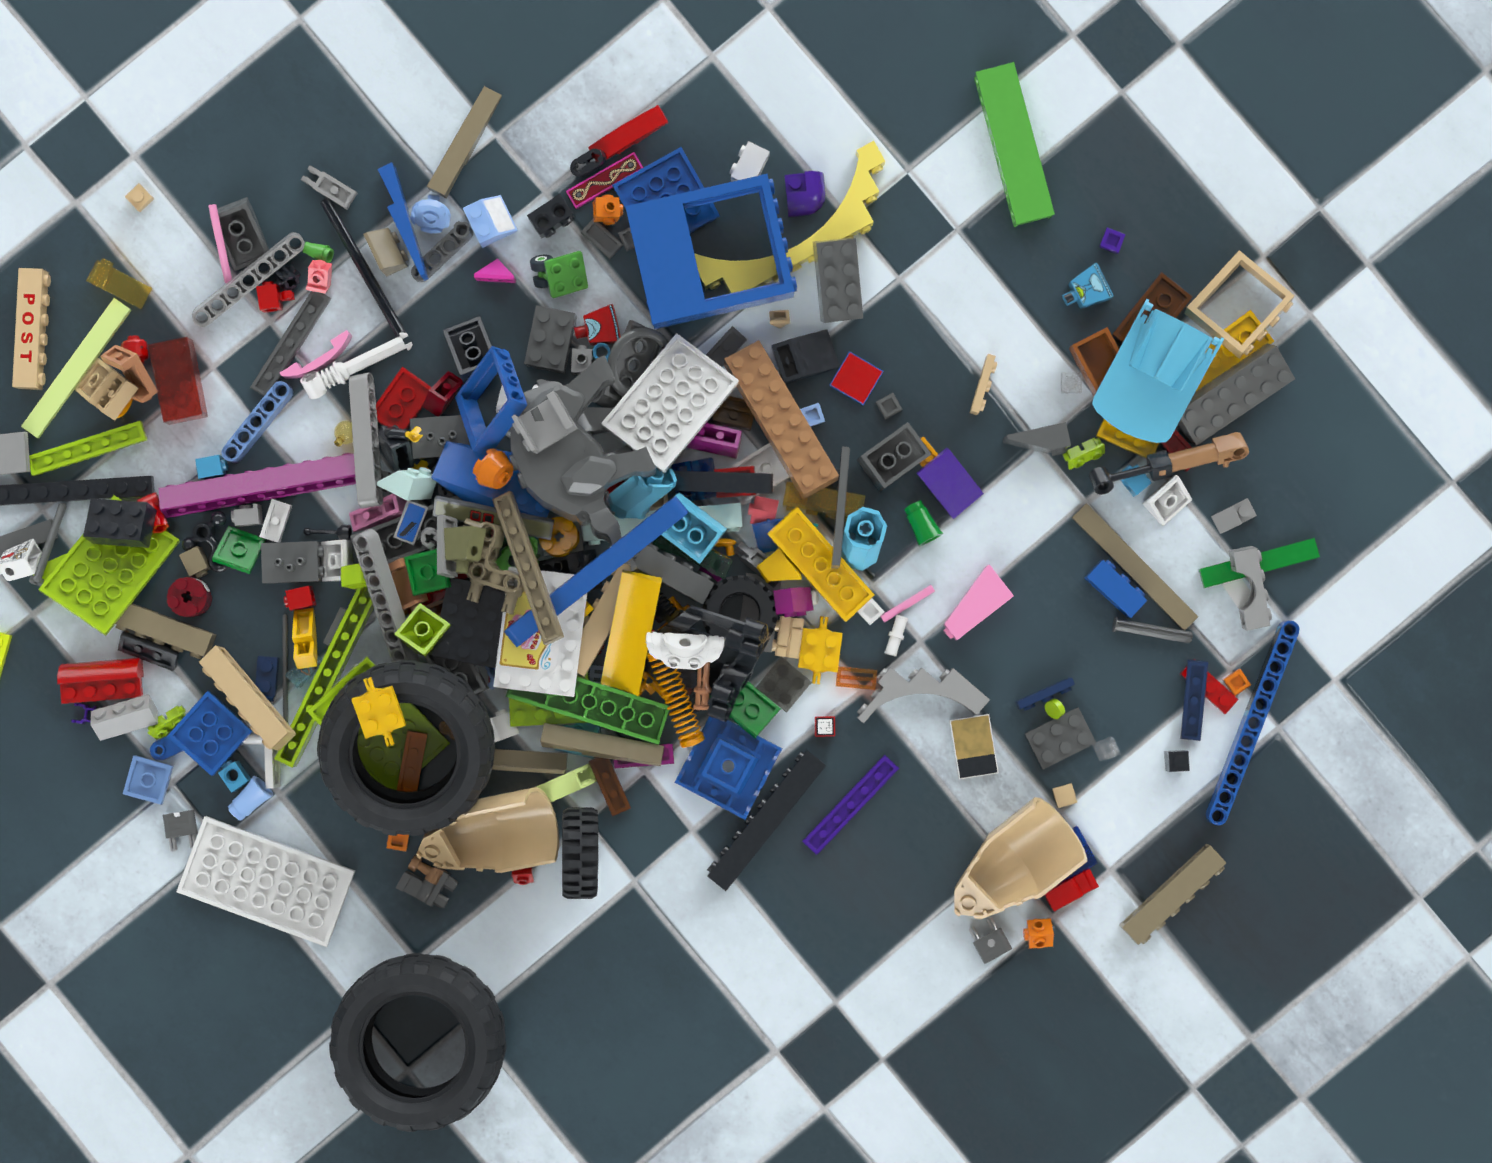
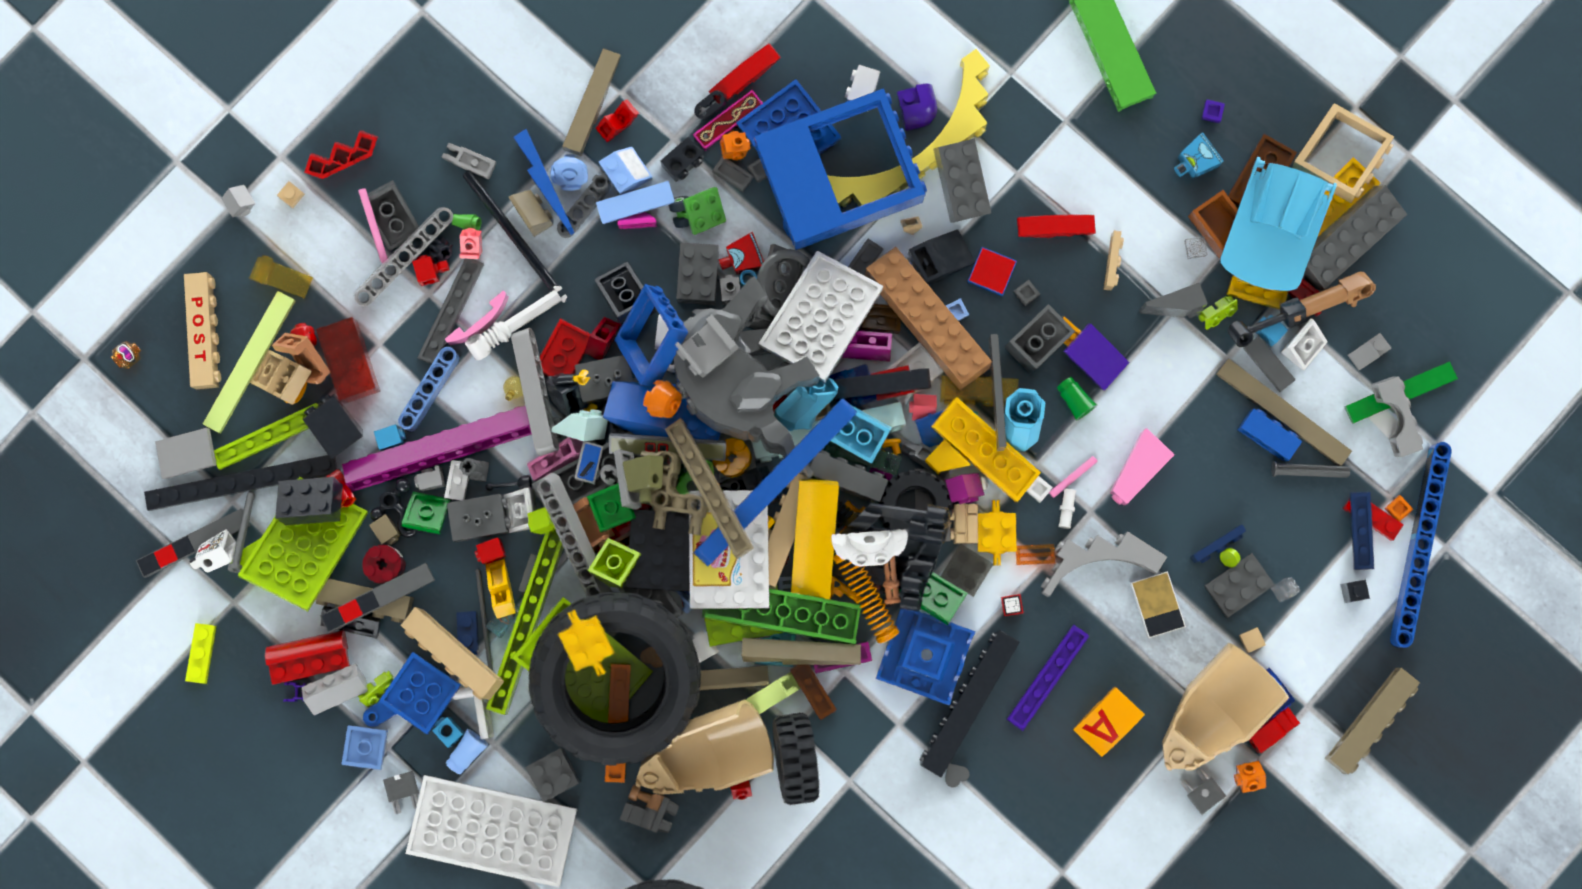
camera: 10 degrees left, 5 degrees down
(84, 198) = (238, 201): none -> light grey brick
(153, 447) = (332, 425): none -> black slope
(178, 631) = (377, 598): none -> tile
(196, 165) = (341, 156): none -> red brick
(294, 512) = (475, 469): none -> dark grey piece
(334, 834) = (553, 774): none -> dark grey brick
(488, 166) = (618, 121): none -> red slope
(495, 256) = (635, 202): none -> light blue panel
(742, 889) = (955, 775): none -> dark grey tile
(904, 858) = (1108, 721): none -> light orange slope
(929, 339) = (1056, 225): none -> red slope
(1128, 514) = (1269, 364): none -> dark grey tile

